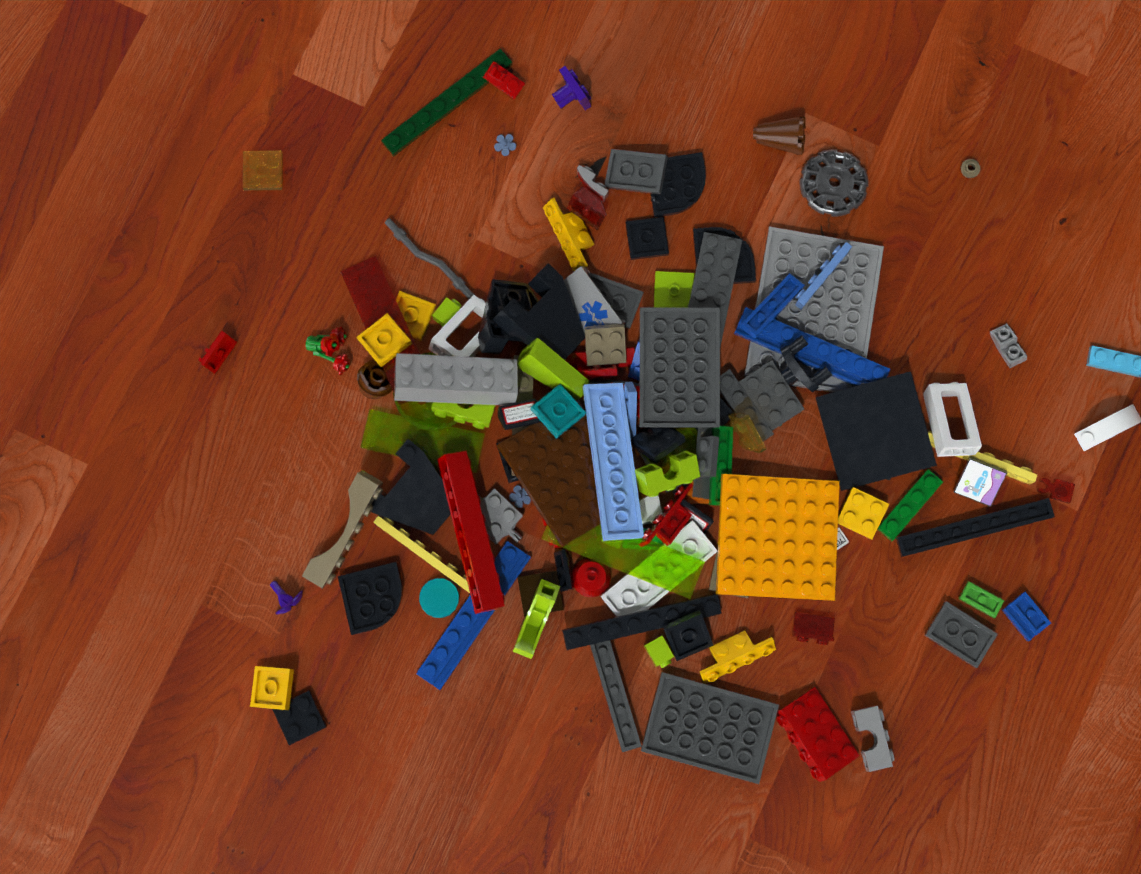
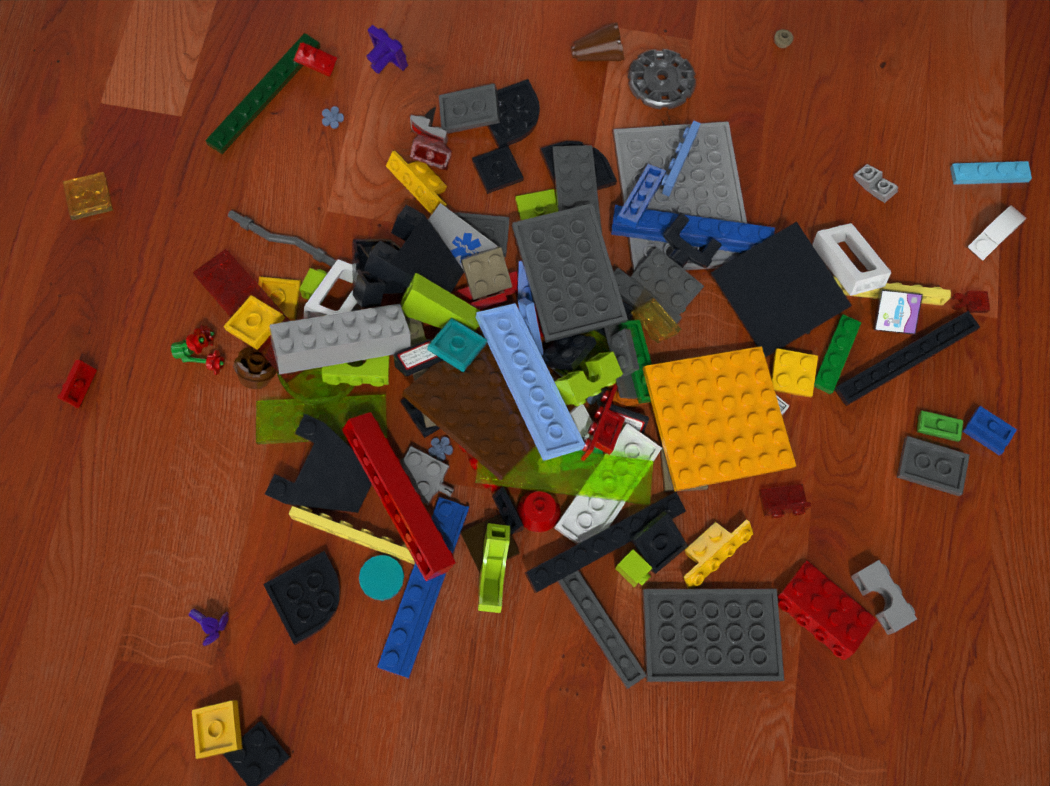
camera: 20 degrees left, 10 degrees down
(361, 495) = (268, 484): dark tan arch -> none

